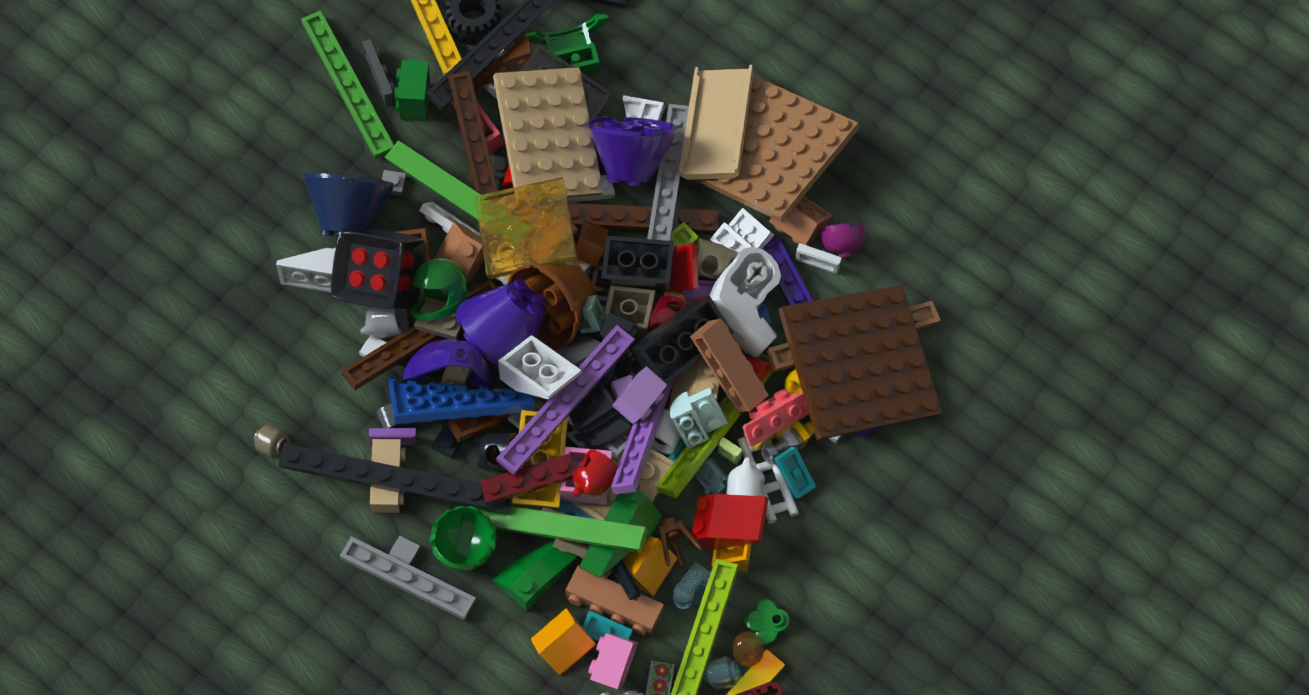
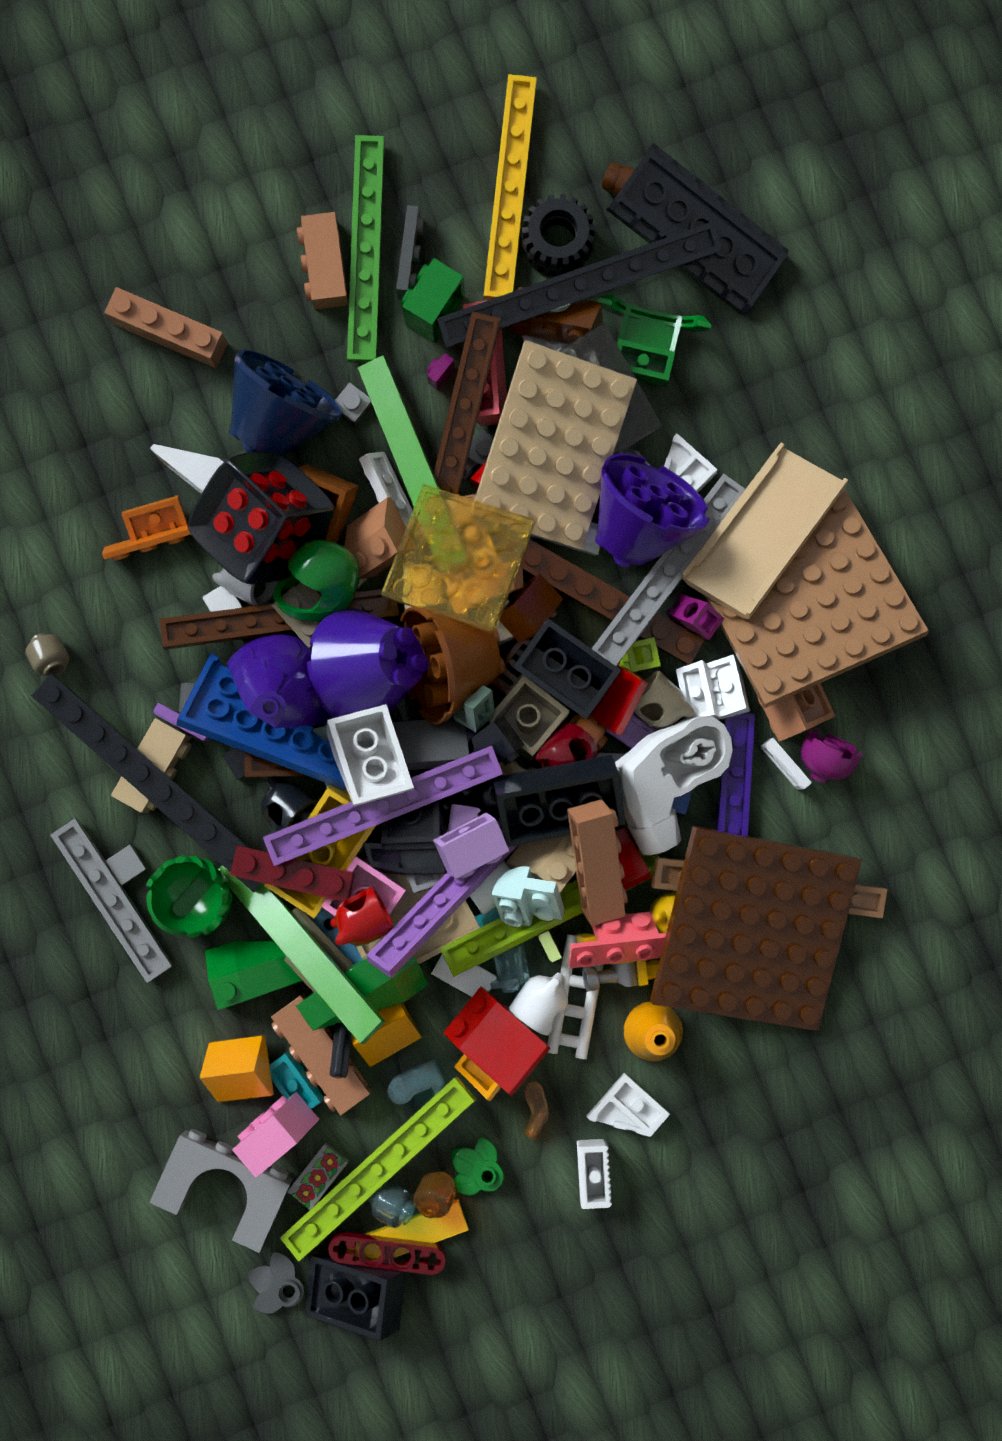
camera: 30 degrees right, 20 degrees up
(238, 195) = (166, 327): none -> nougat brick
(299, 321) = (150, 526): none -> orange bracket
(323, 104) = (323, 261): none -> nougat brick
(441, 133) = (440, 370): none -> magenta plate
(671, 530) = (429, 1007): reddish brown plant -> none
(683, 505) = (467, 981): none -> white tile
(702, 194) = (695, 615): none -> magenta leg
(785, 560) = (539, 1109): none -> clear orange arm
(795, 472) = (606, 1015): teal plate -> none
(833, 469) = (645, 1024): none -> light orange cone
(847, 527) = (629, 1108): none -> white wing
(847, 577) = (594, 1174): none -> white brick

